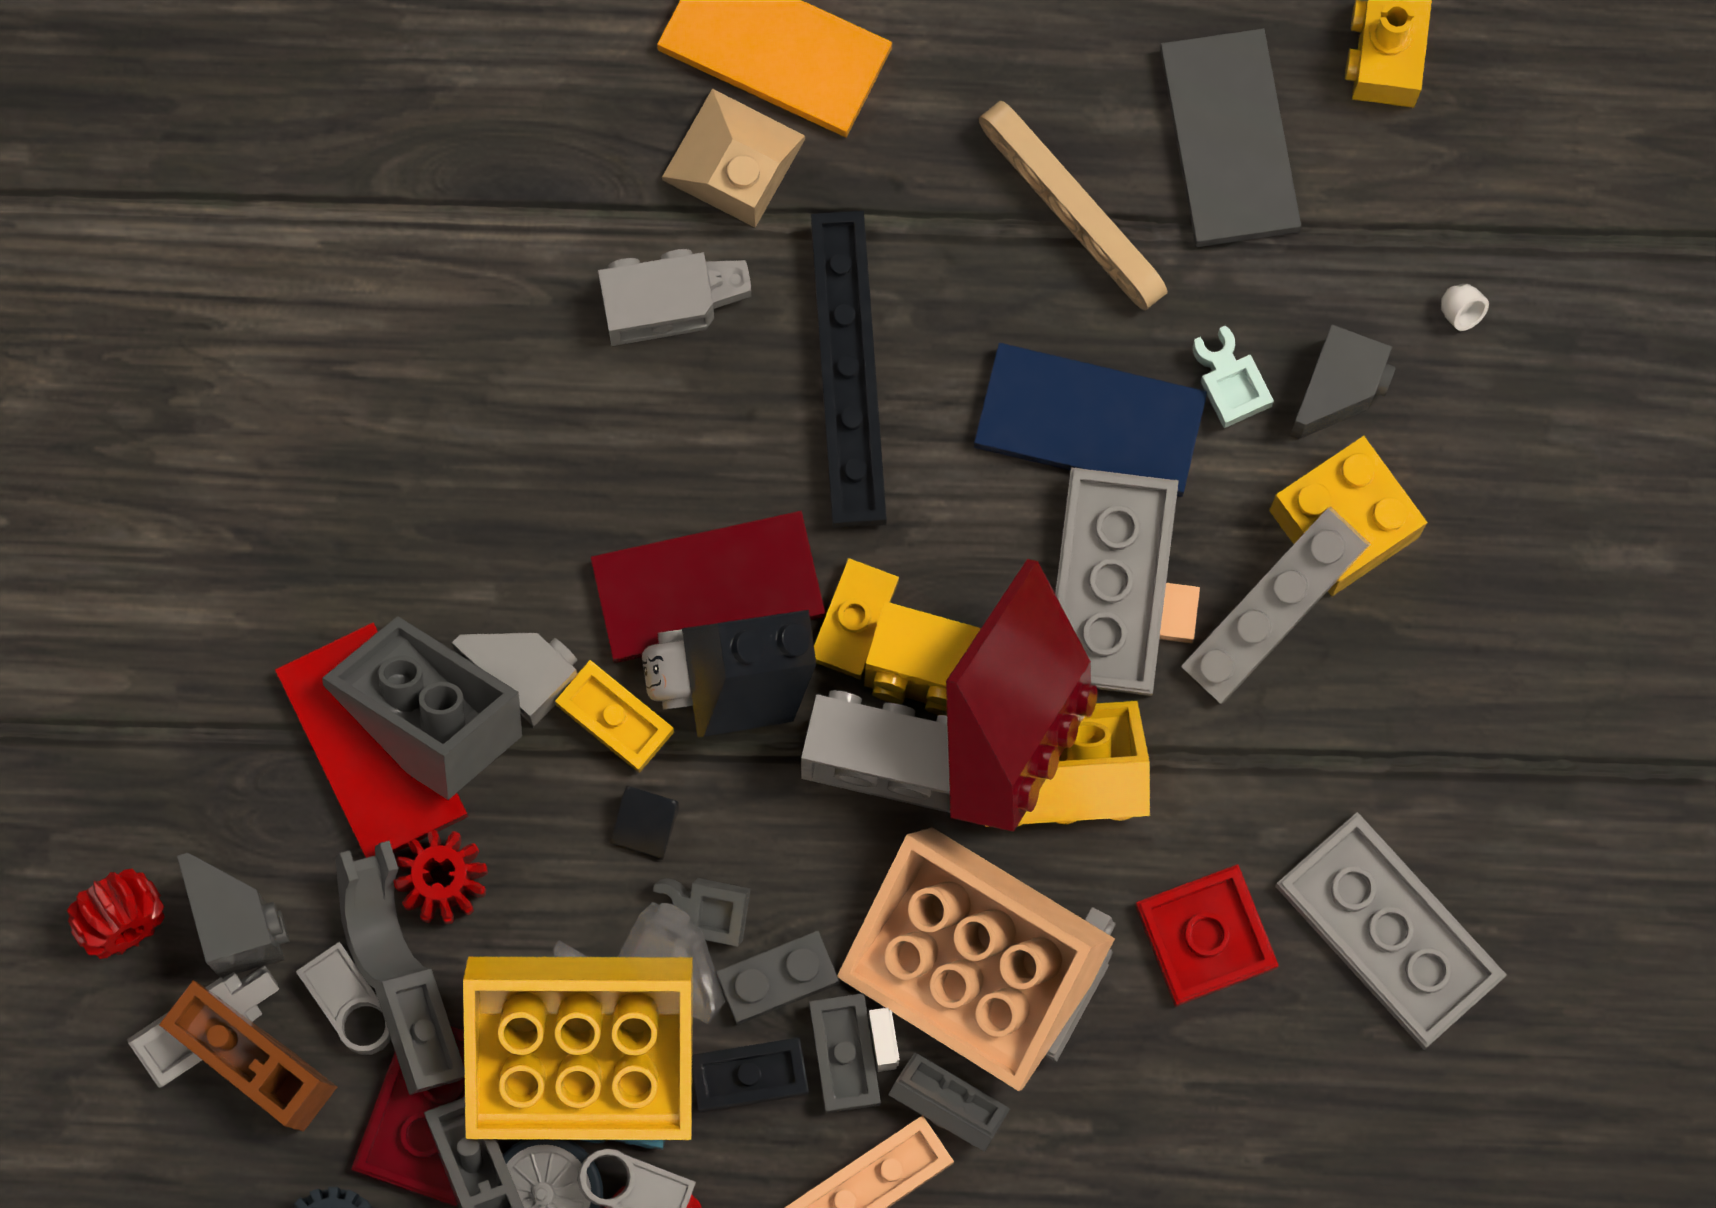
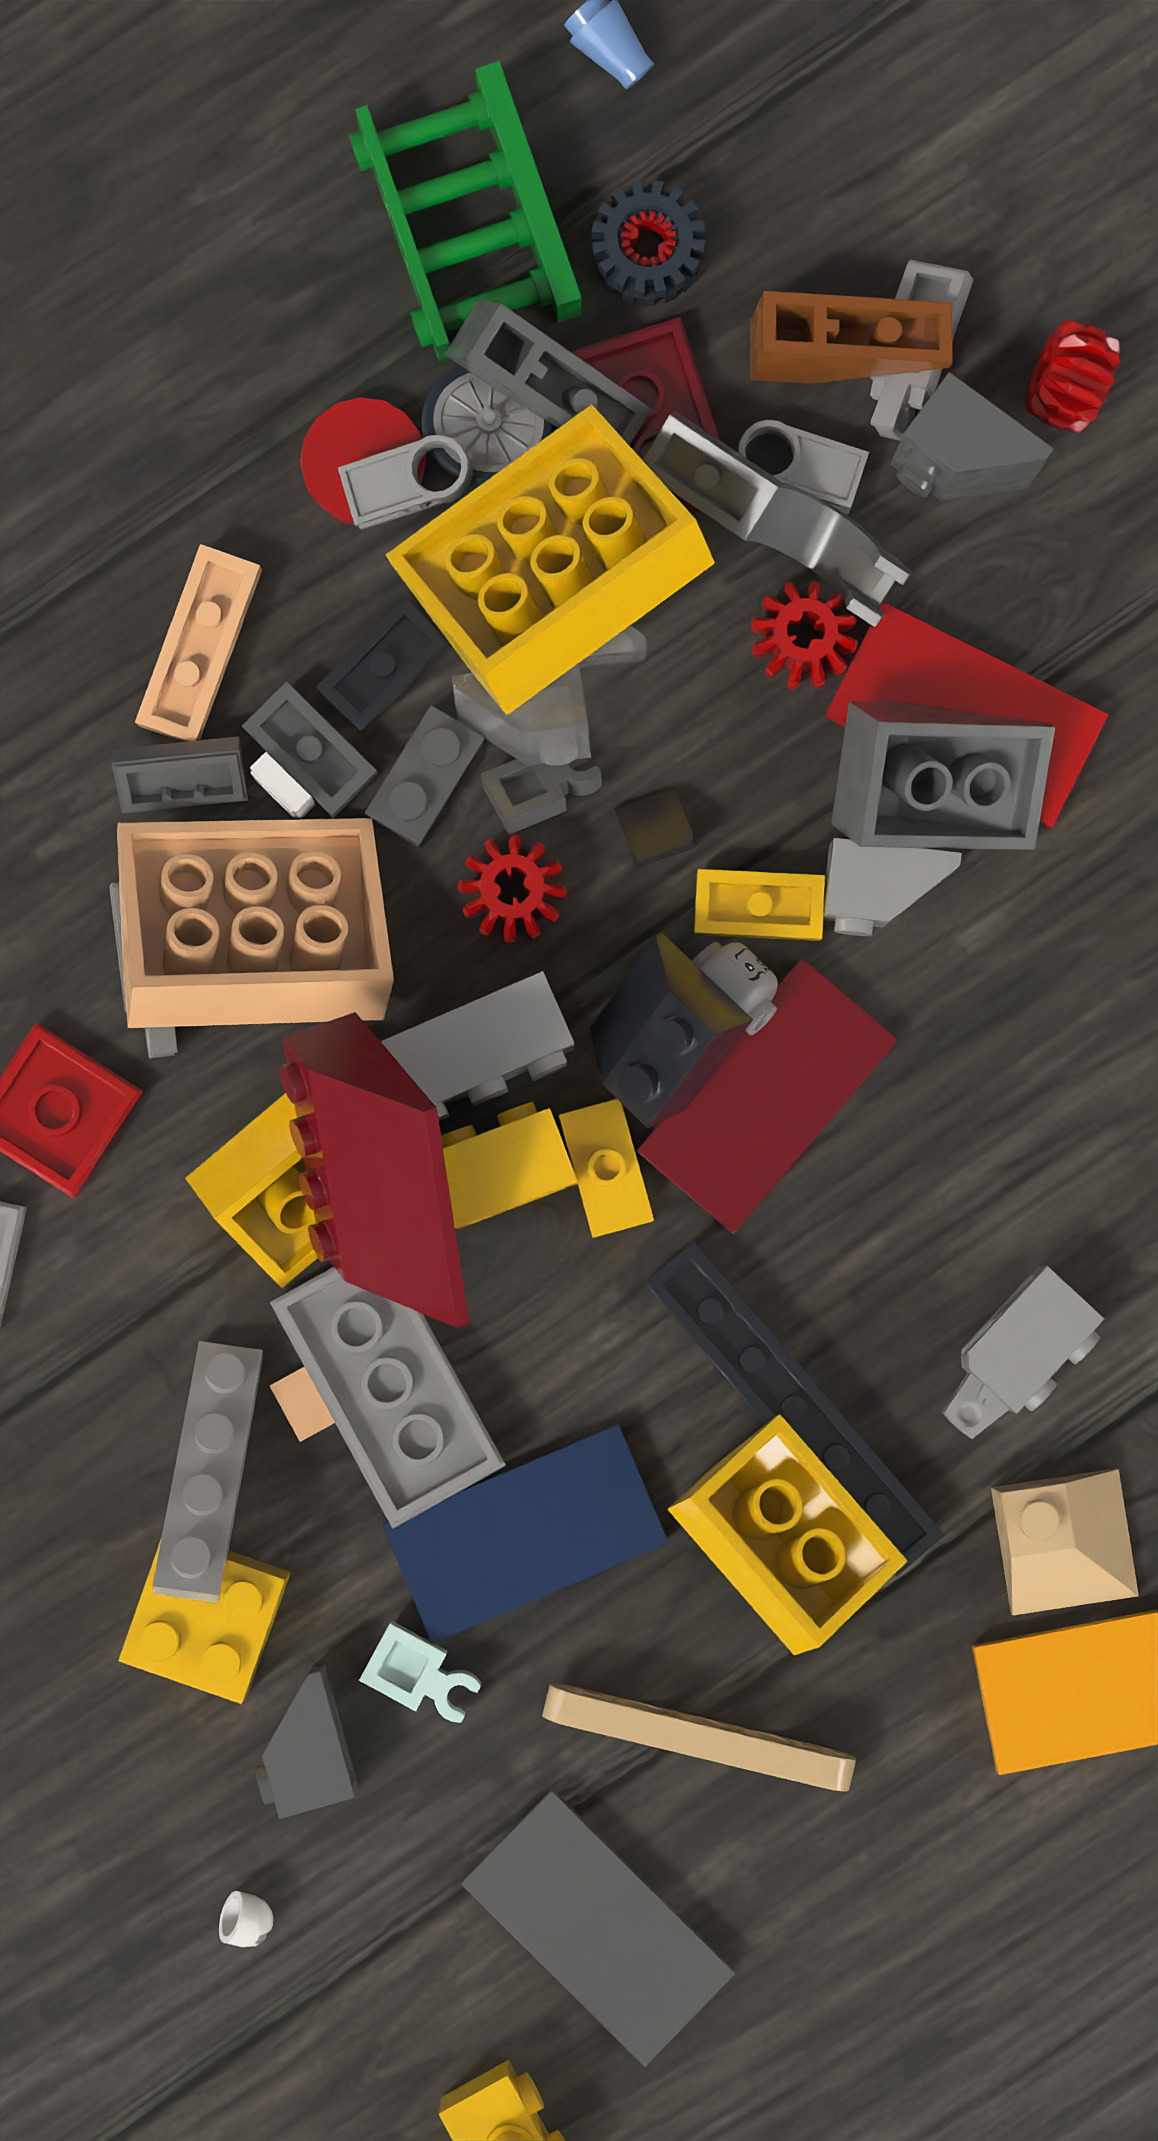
camera: 140 degrees right, 10 degrees up
(758, 845) = (533, 886): none -> red gear
(916, 286) = (788, 1536): none -> yellow slope

